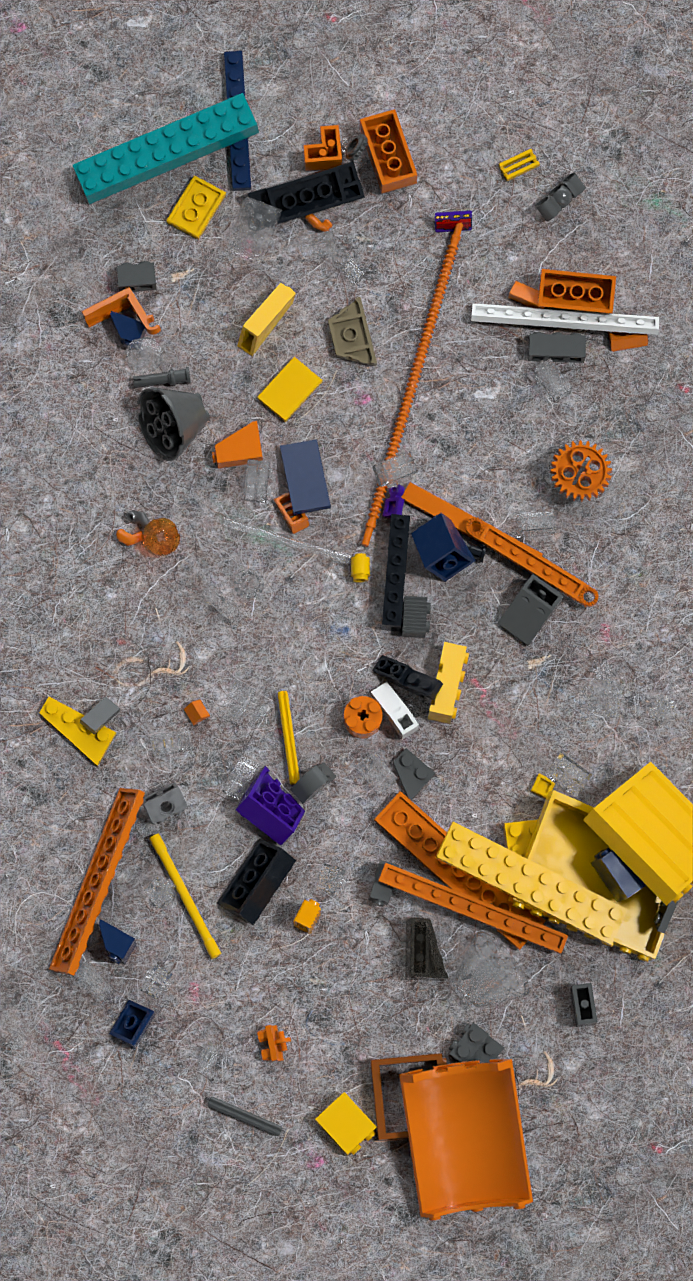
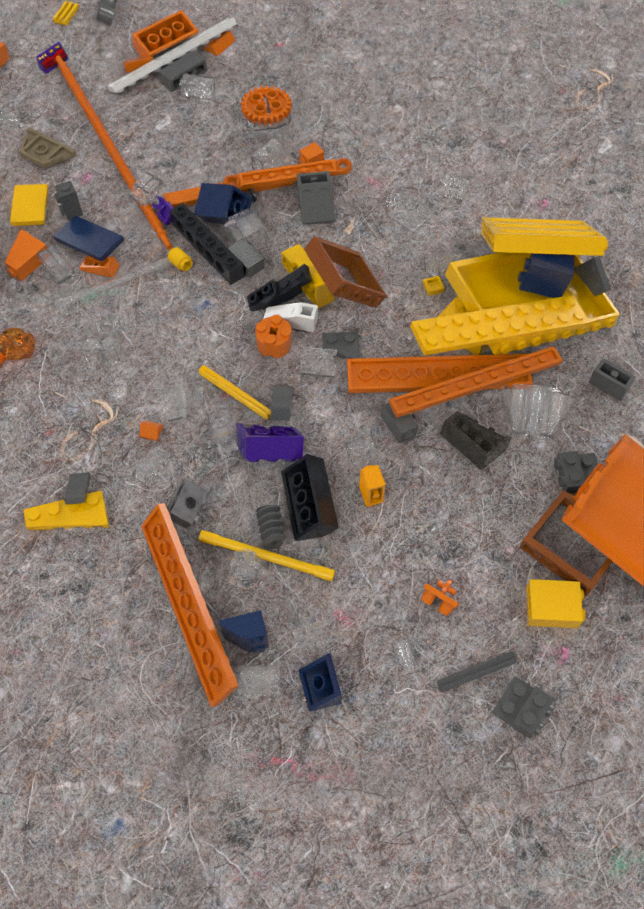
camera: 40 degrees left, 15 degrees down
(207, 877) = (270, 526): none -> dark grey piece
(250, 1168) = (524, 707): none -> dark grey plate
(319, 423) = (68, 199): none -> dark grey brick
(439, 586) = (243, 225): none -> clear brick
(492, 725) = (326, 253): none -> dark orange window
(573, 558) = (311, 154): none -> orange brick

